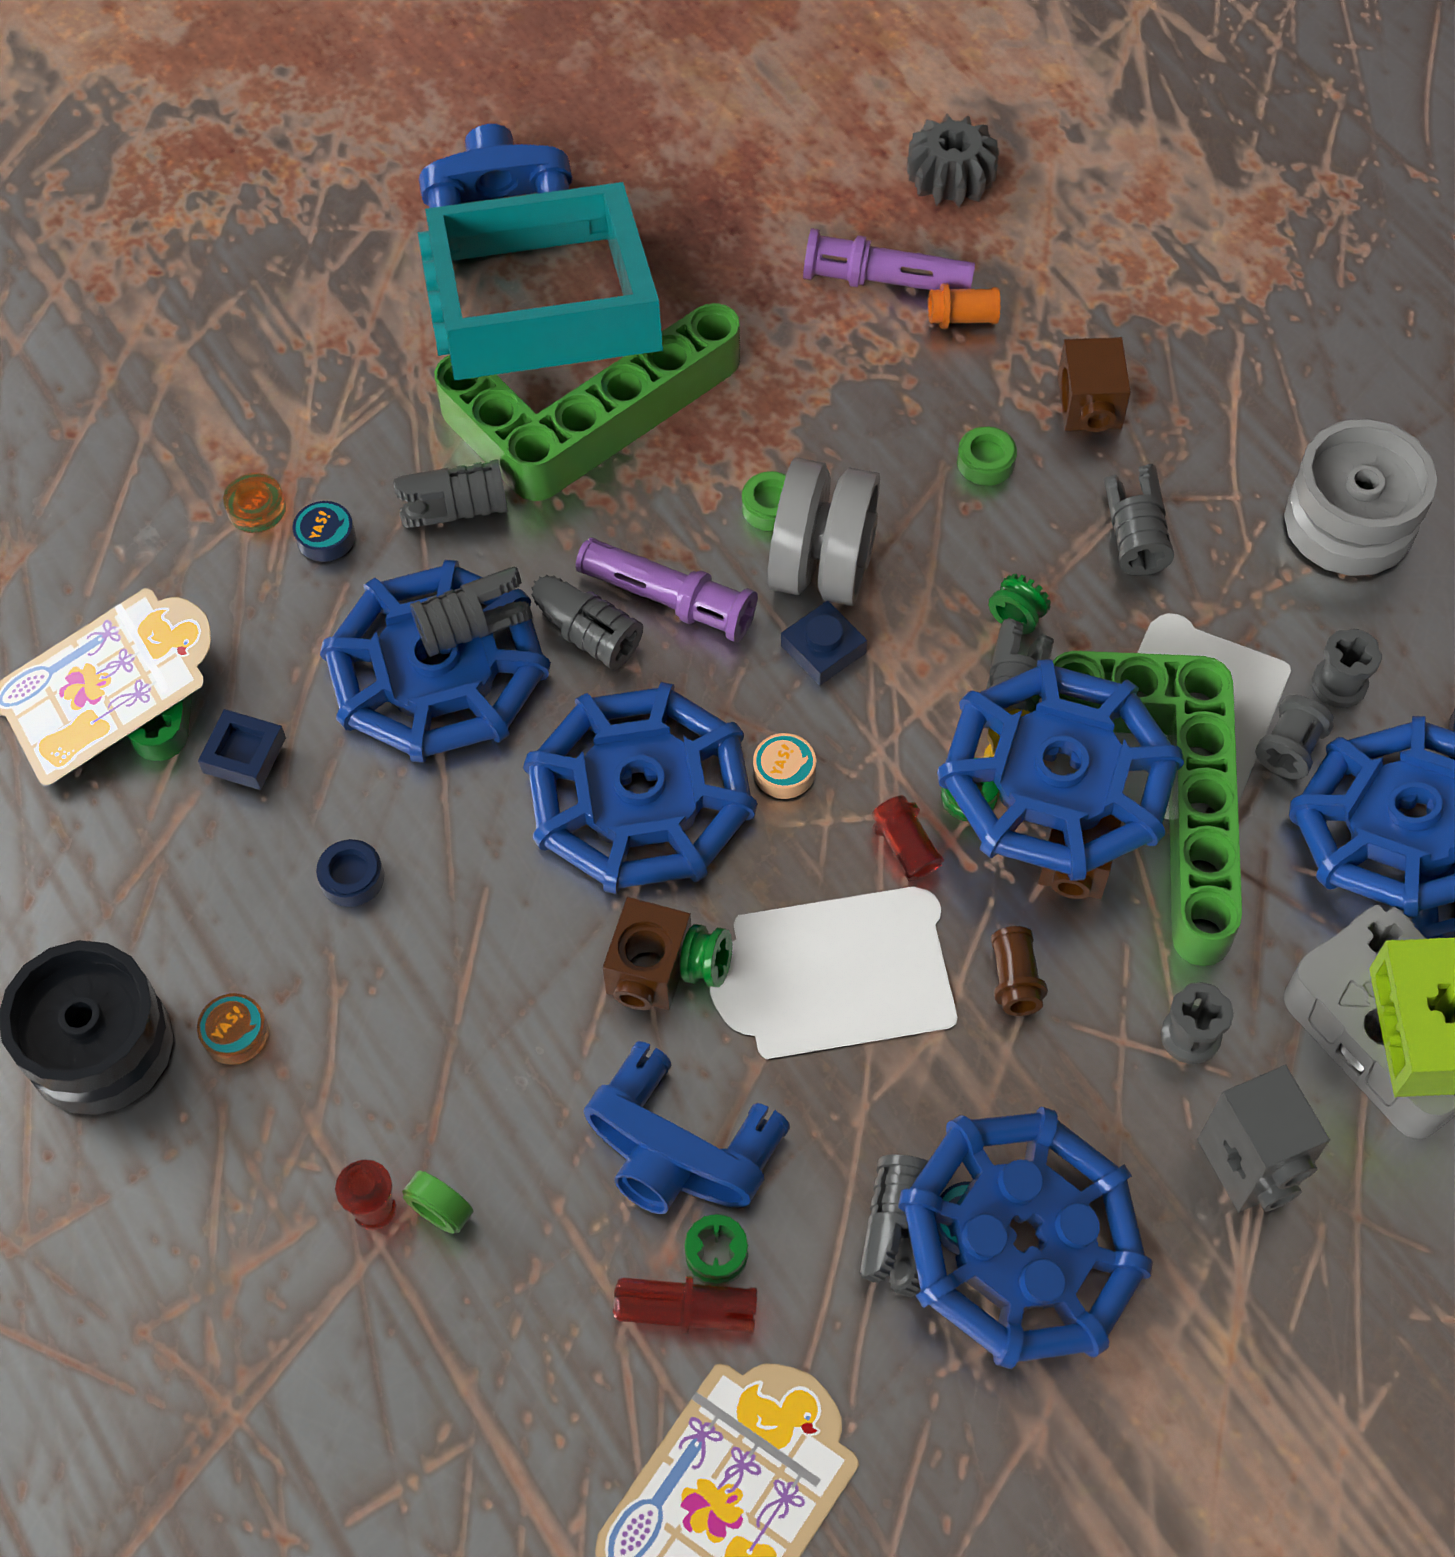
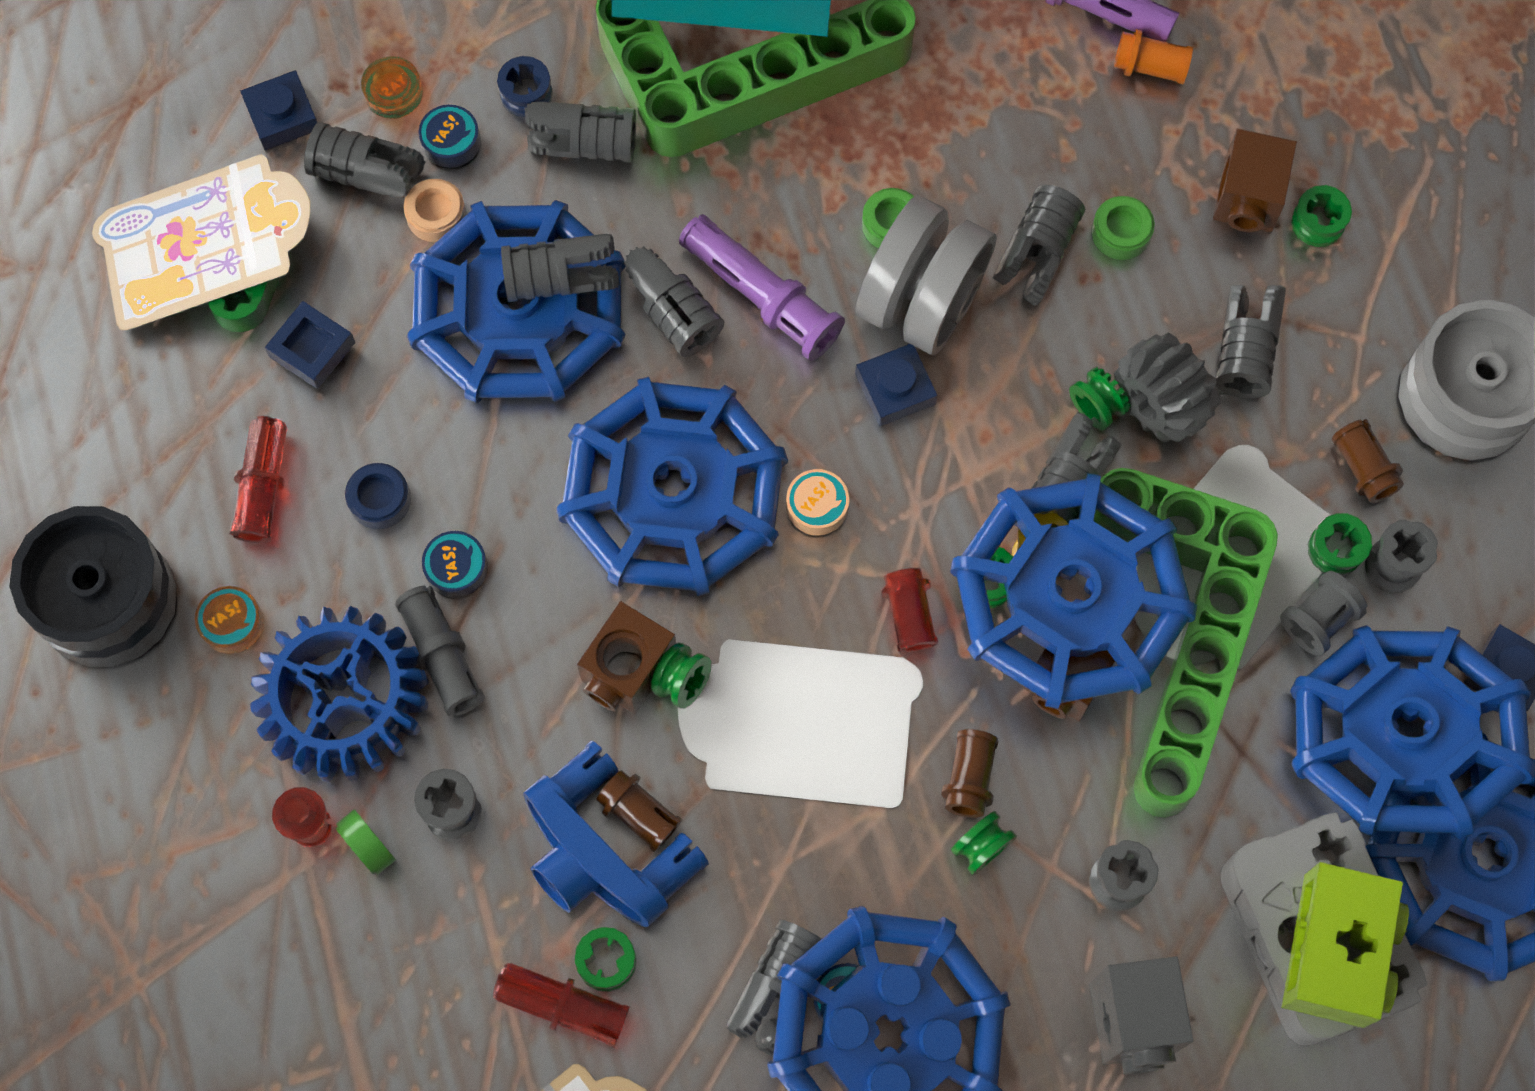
camera: 15 degrees right, 10 degrees up
(150, 548) = (279, 110): none -> dark blue plate
(226, 889) = (259, 480): none -> clear red axle
(245, 571) = (361, 160): none -> dark grey hinge
(320, 1050) = (328, 718): none -> blue gear
(327, 599) = (433, 208): none -> light nougat tile
(378, 455) = (523, 68): none -> dark blue bush
(446, 915) = (454, 564): none -> dark blue tile
(457, 998) = (440, 650): none -> dark grey pin
(495, 1130) = (440, 786): none -> dark grey bush
(703, 1095) = (638, 810): none -> reddish brown pin
(917, 480) = (1041, 238): none -> dark grey hinge
(1052, 1031) = (983, 842): none -> green bush
(1081, 574) = (1167, 387): none -> dark grey gear
(1173, 391) = (1335, 206): none -> green bush
(1285, 596) = (1368, 461): none -> reddish brown pin
(1289, 657) = (1349, 527): none -> green bush

